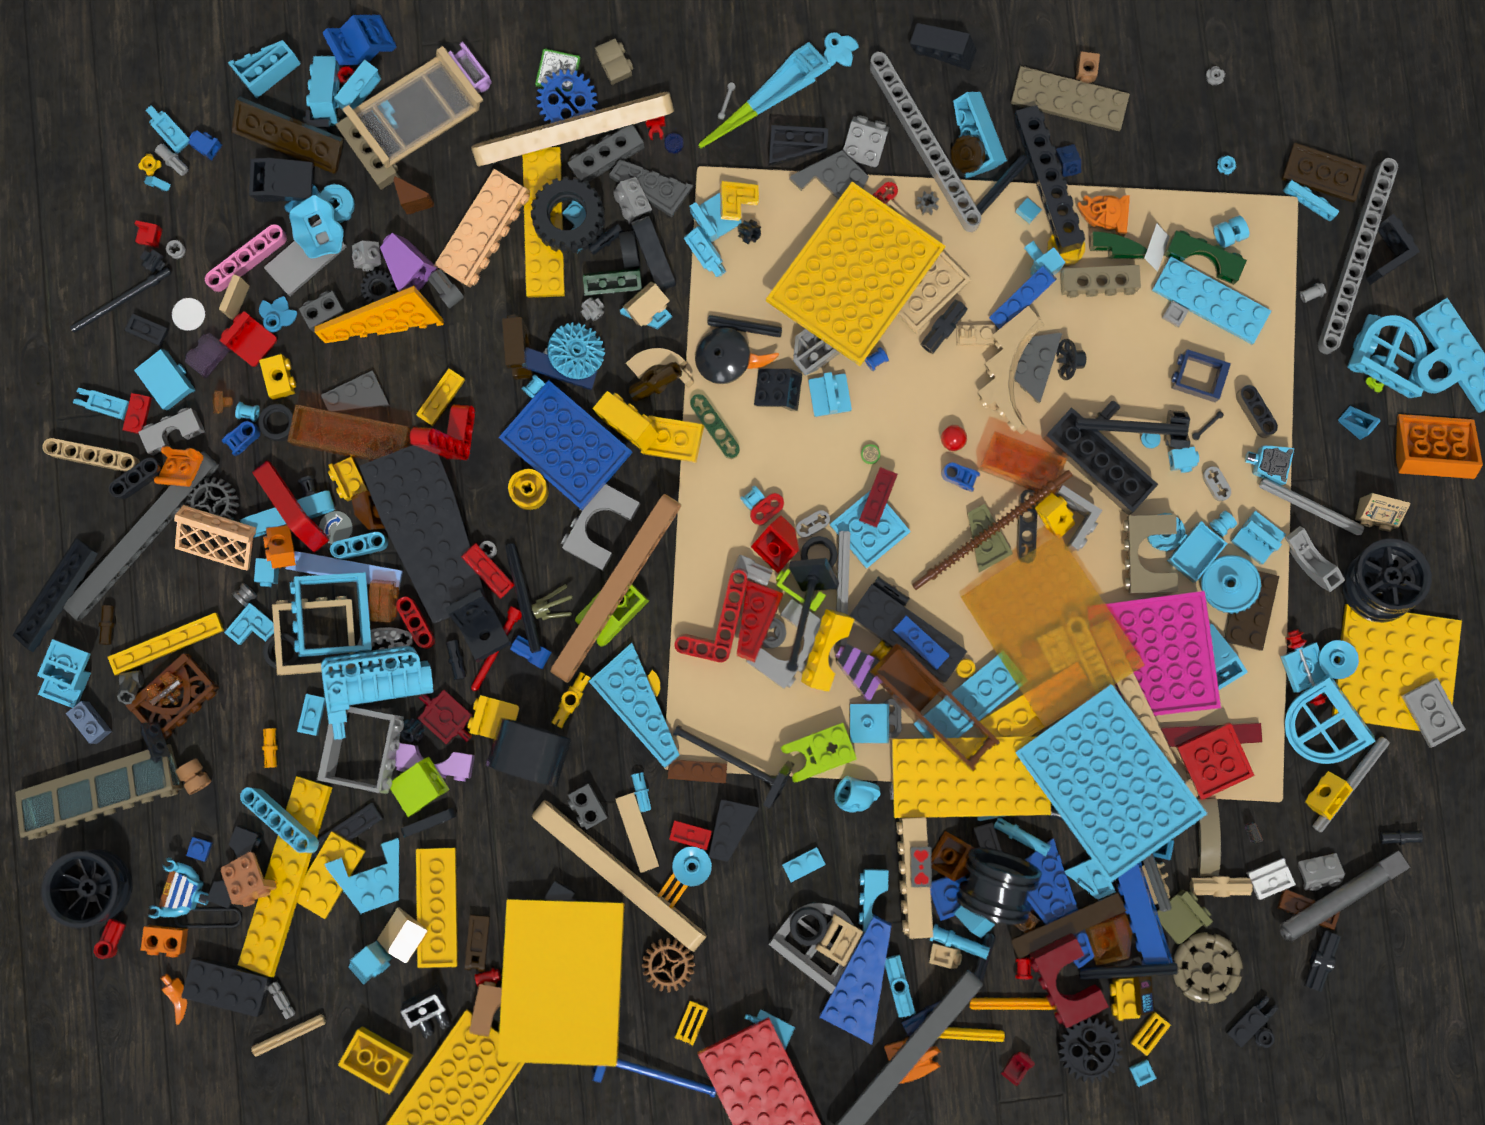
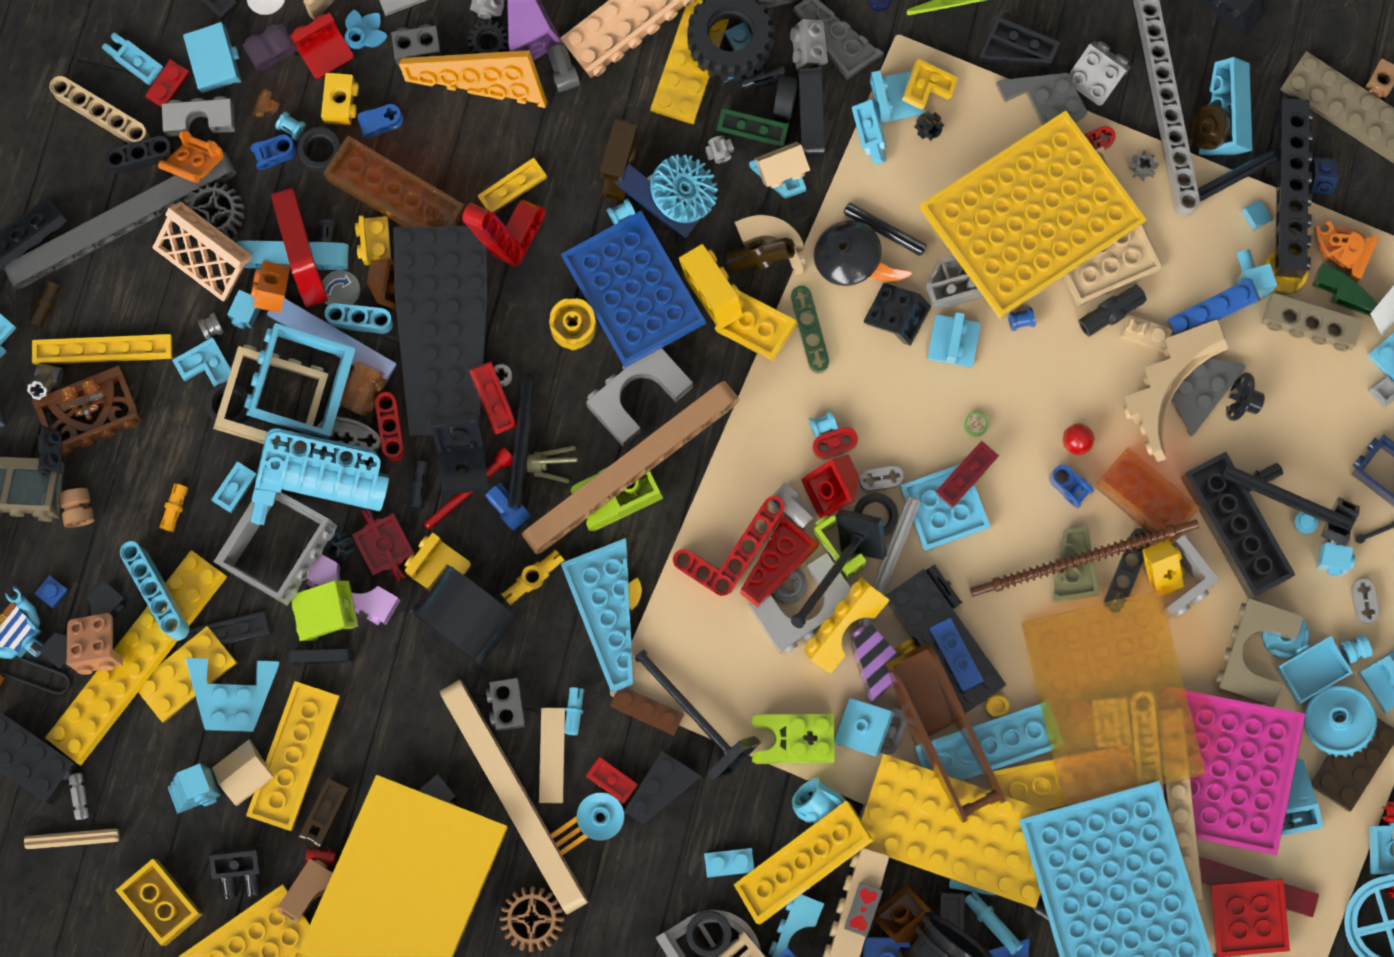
camera: 20 degrees right, 5 degrees down
(314, 383) = (377, 120): none -> blue piece
(356, 394) = (420, 150): dark grey wing -> none
(861, 845) = (803, 862): none -> yellow plate

